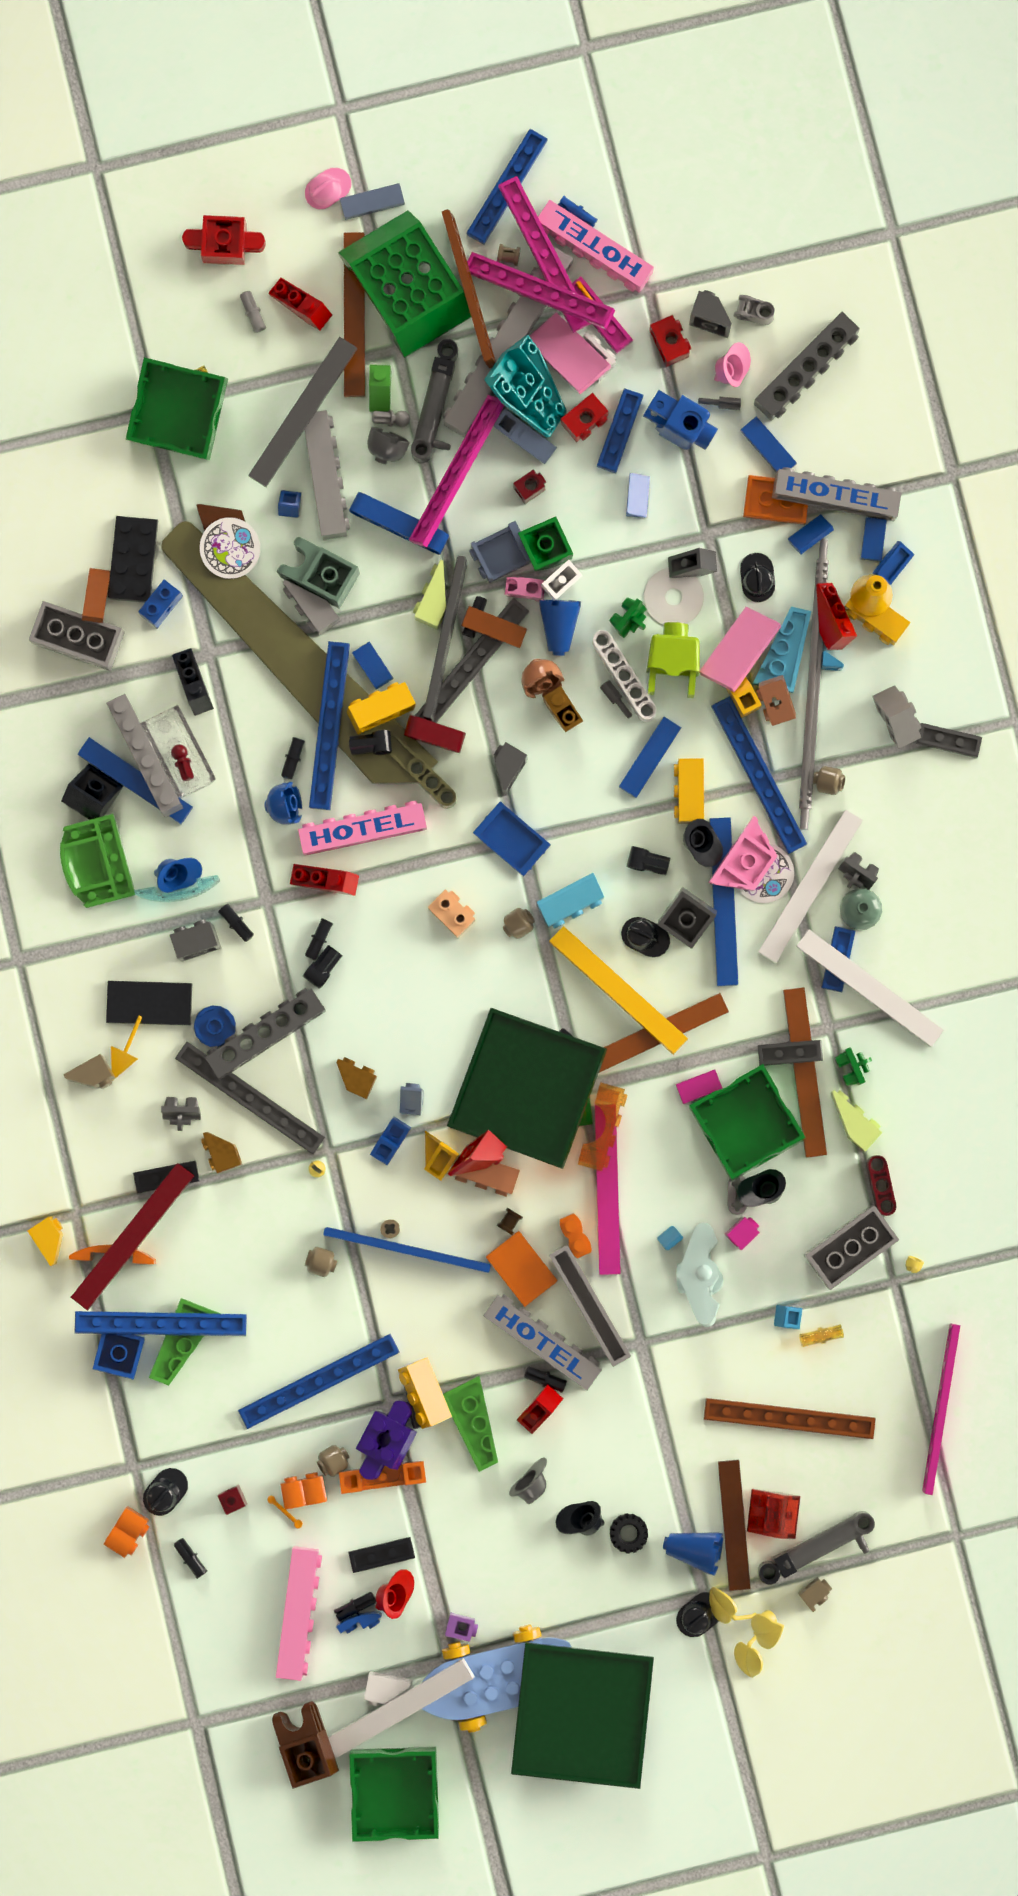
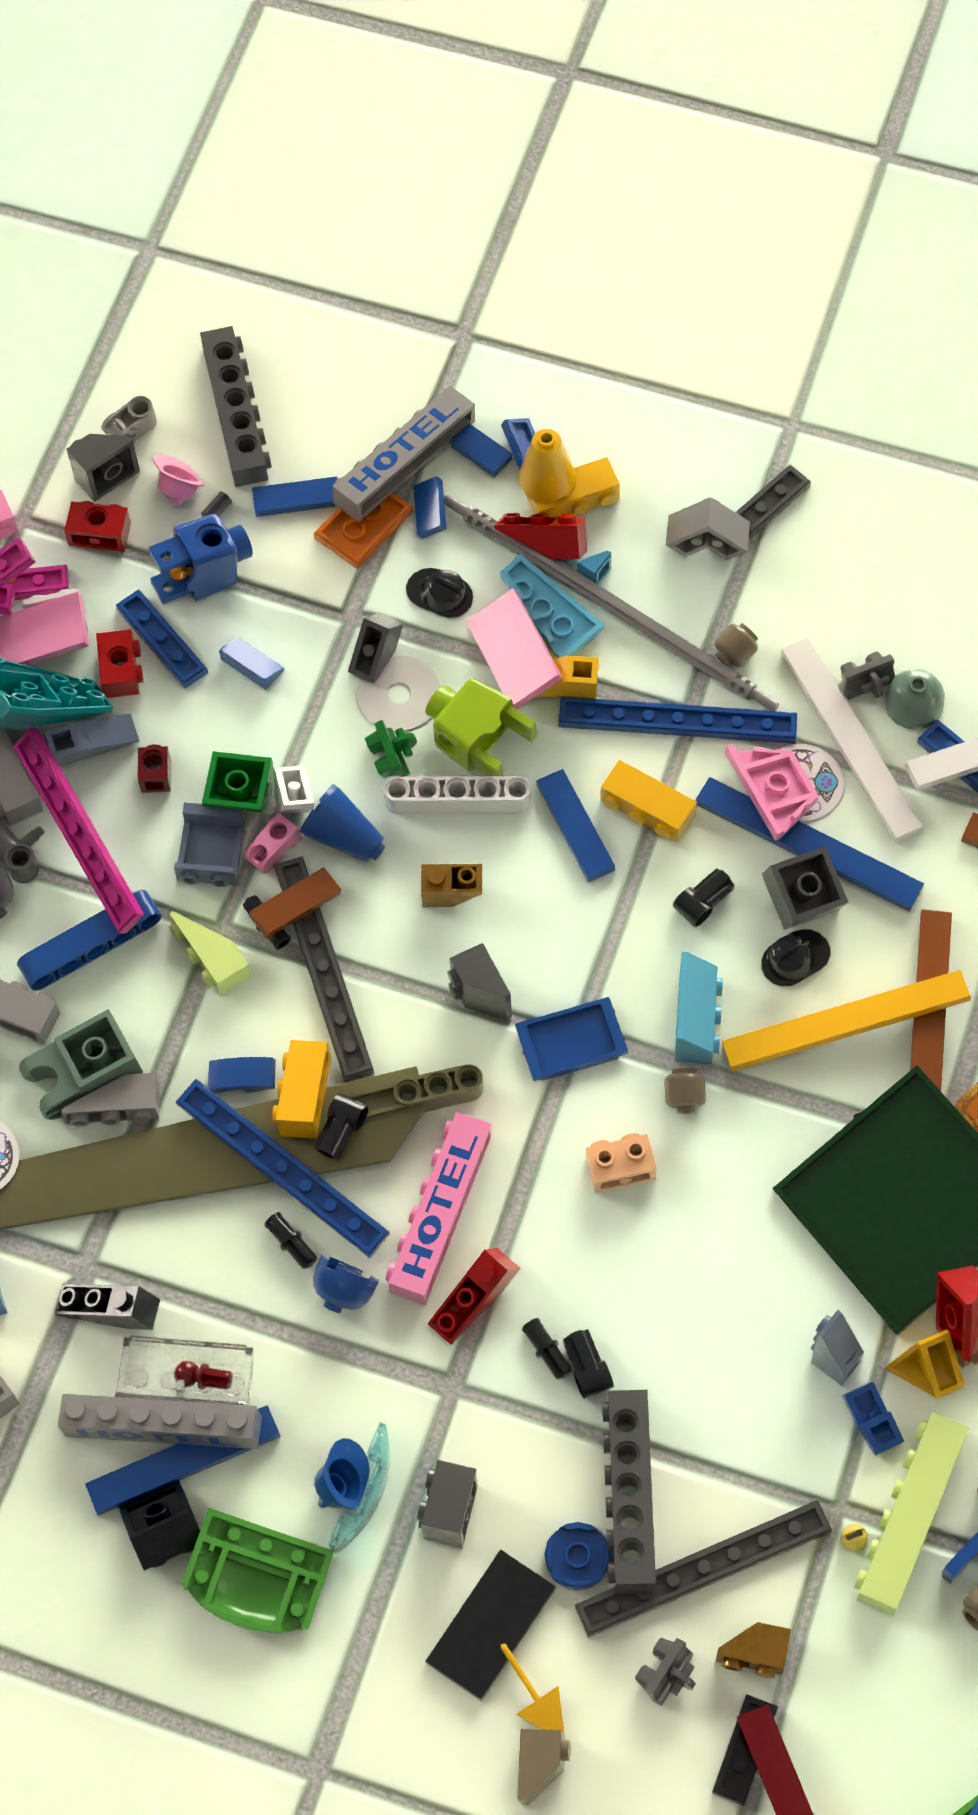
camera: 60 degrees left, 20 degrees down
(236, 922) = (458, 1441): black axle -> none
(348, 1192) = (912, 1514): none -> yellowish green brick
(355, 1079) = (764, 1410): pearl gold slope -> none
(434, 734) = (379, 1047): dark red beam -> none
(445, 638) = (271, 967): dark grey tile -> none
(541, 677) = (395, 885): nougat cylinder -> none
(615, 697) = (474, 821): dark grey axle -> none
(703, 843) = (719, 820): black piece -> none
(776, 688) = (616, 640): nougat brick -> none

